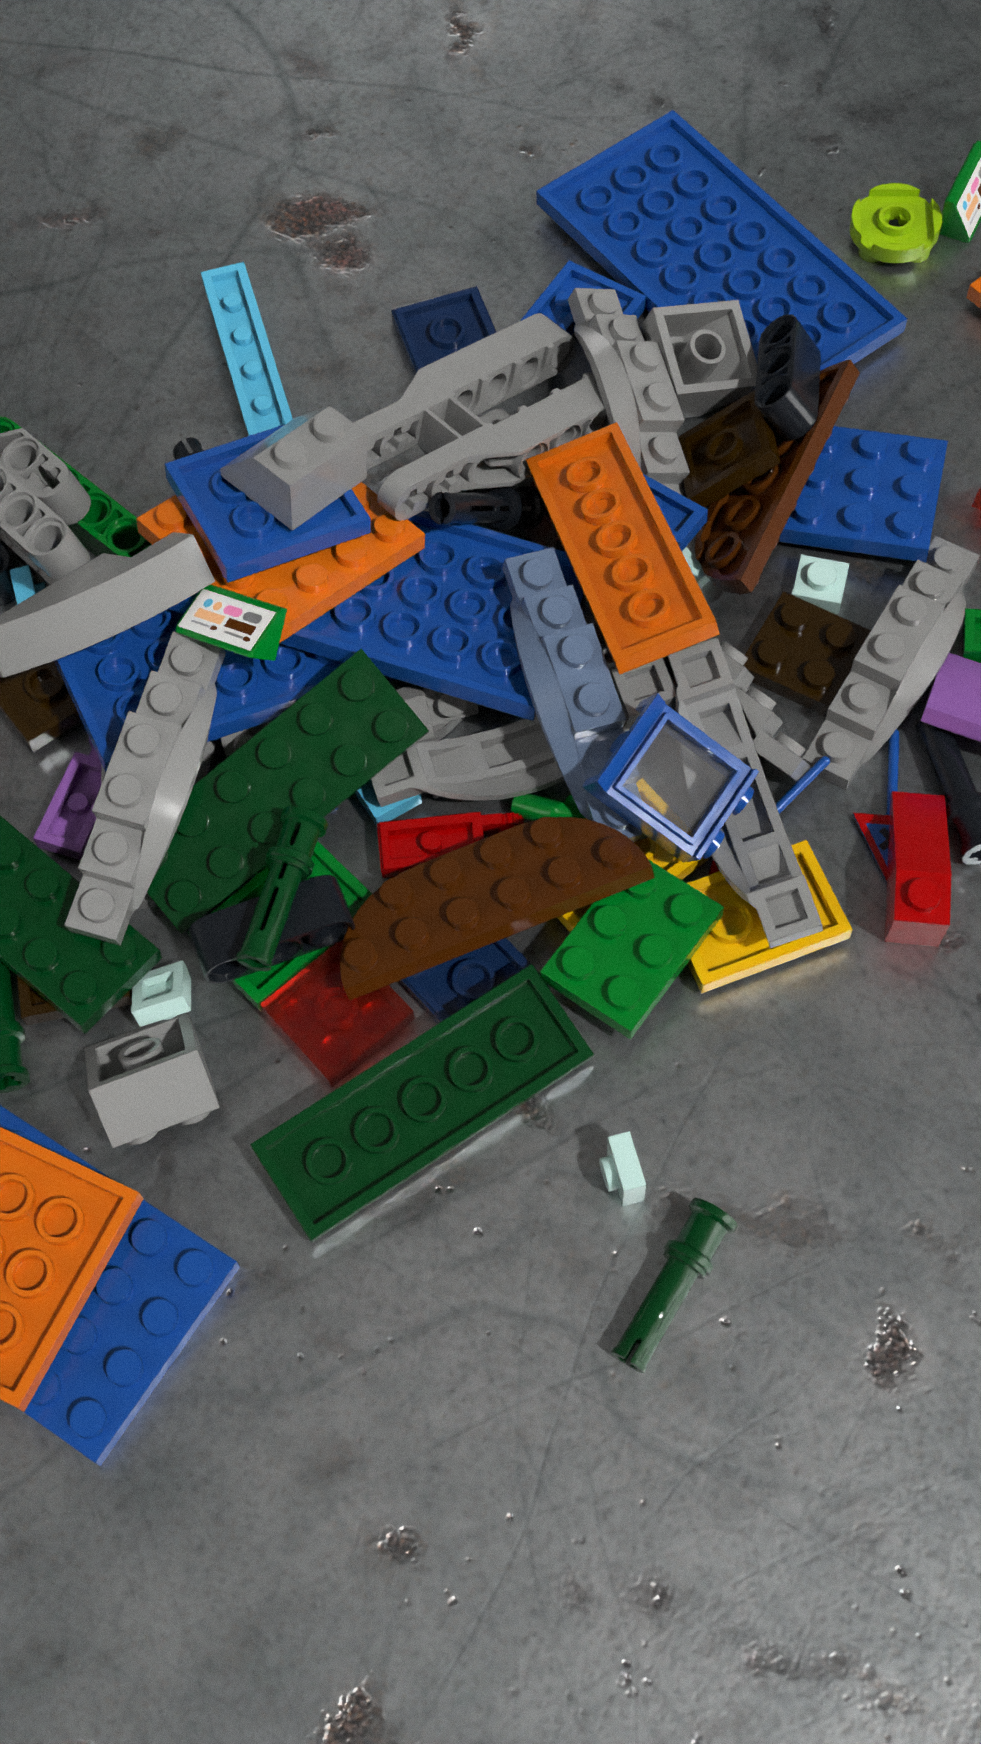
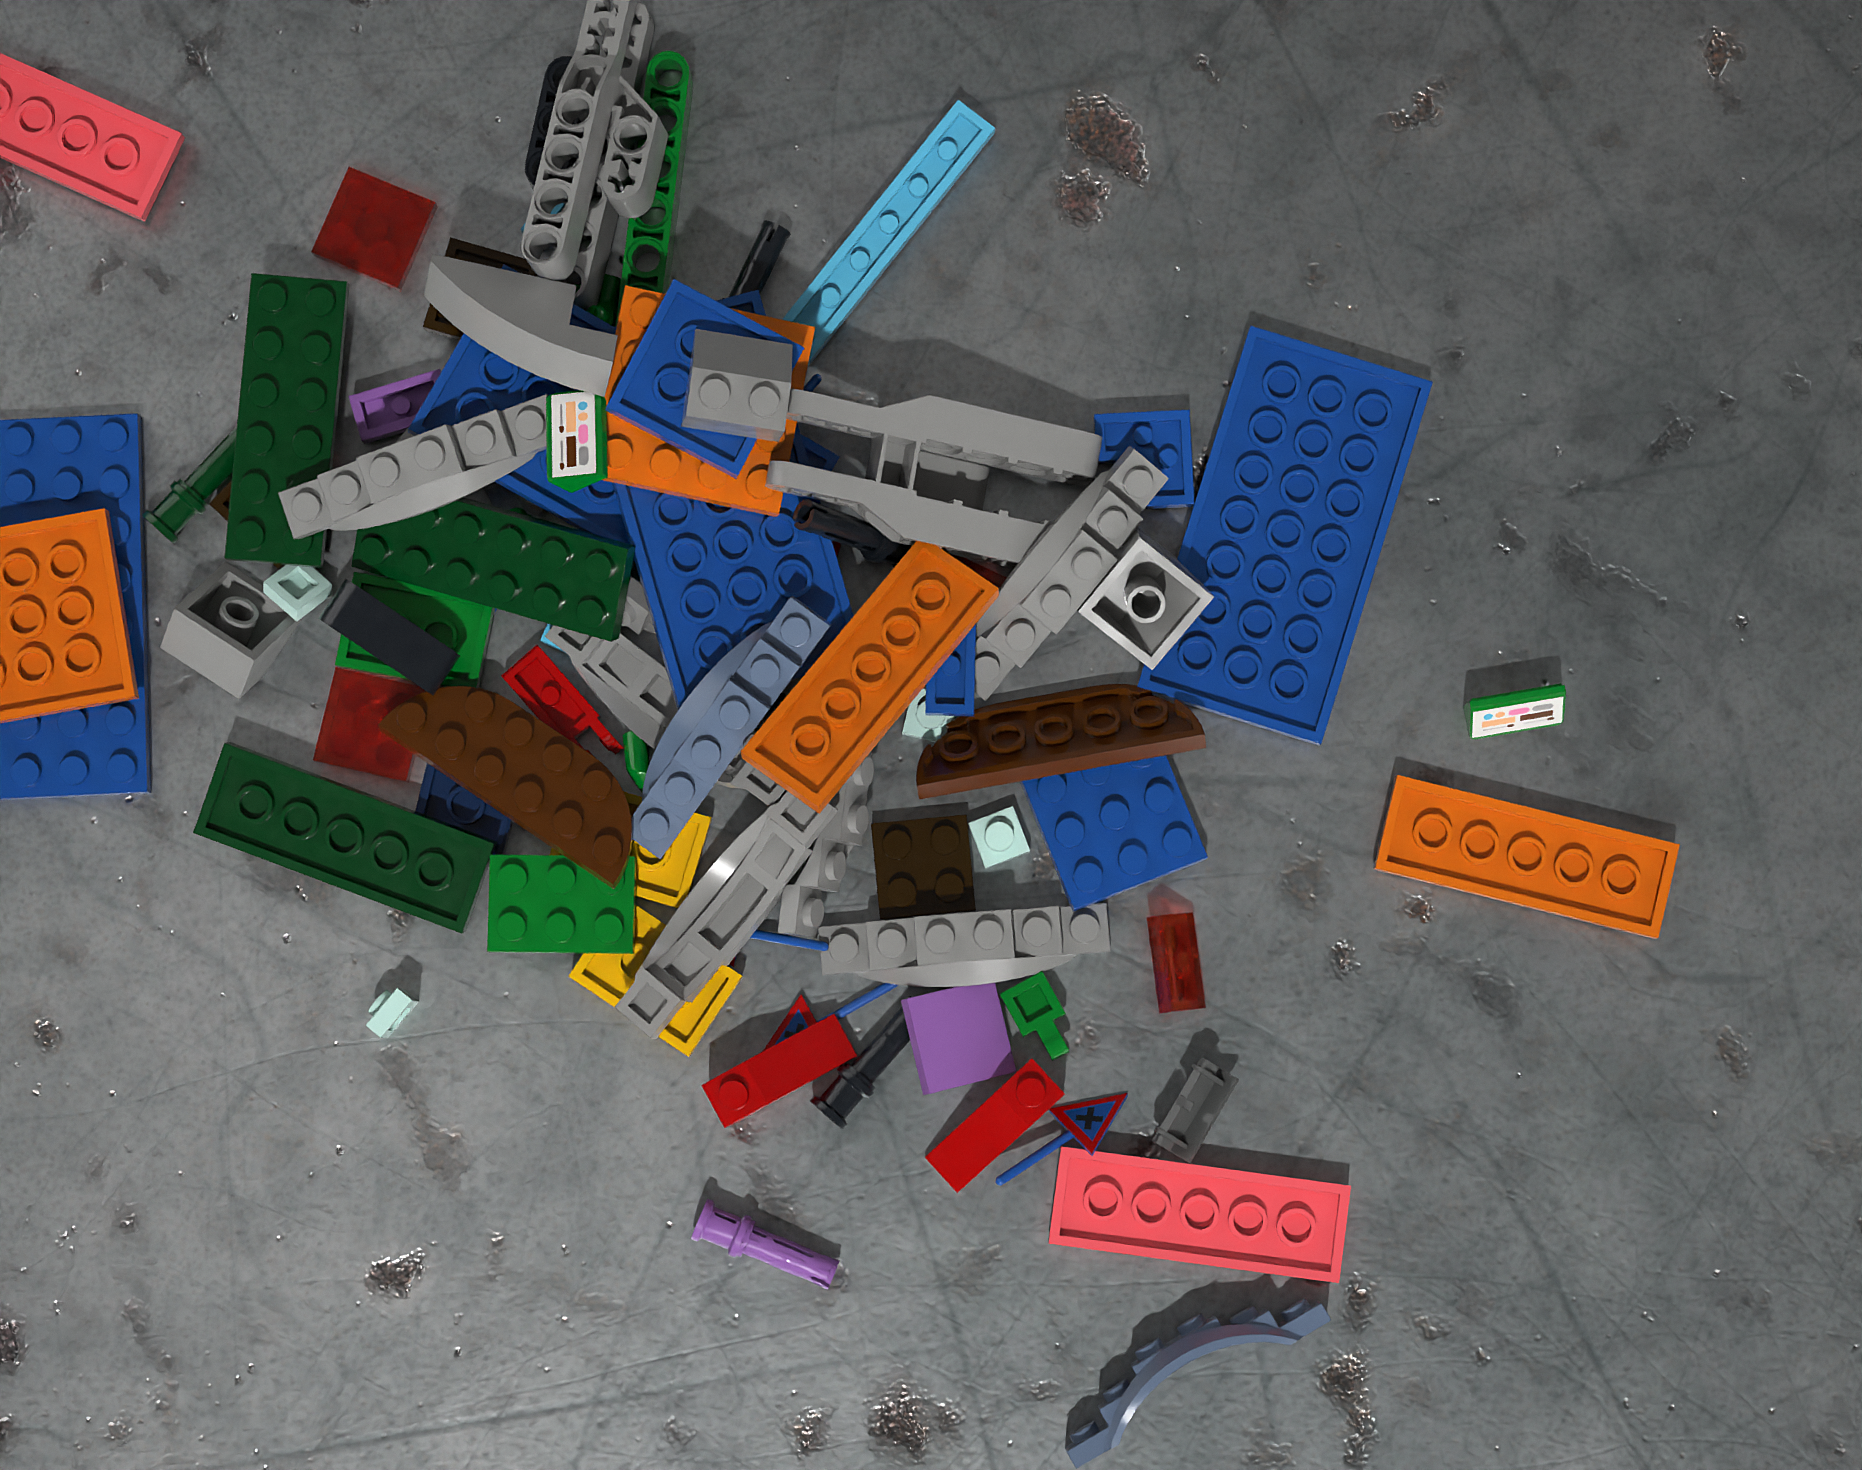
camera: 55 degrees right, 20 degrees up
(287, 865) = (438, 619): dark green pin -> none
(441, 326) = (1047, 357): dark blue tile -> none
(673, 782) = (691, 855): blue window -> none
(686, 1261) = (356, 1098): dark green pin -> none
(728, 451) = (1062, 685): dark brown plate -> none
(788, 378) = (1154, 693): black beam -> none
(882, 242) = (1462, 671): lime plate -> none

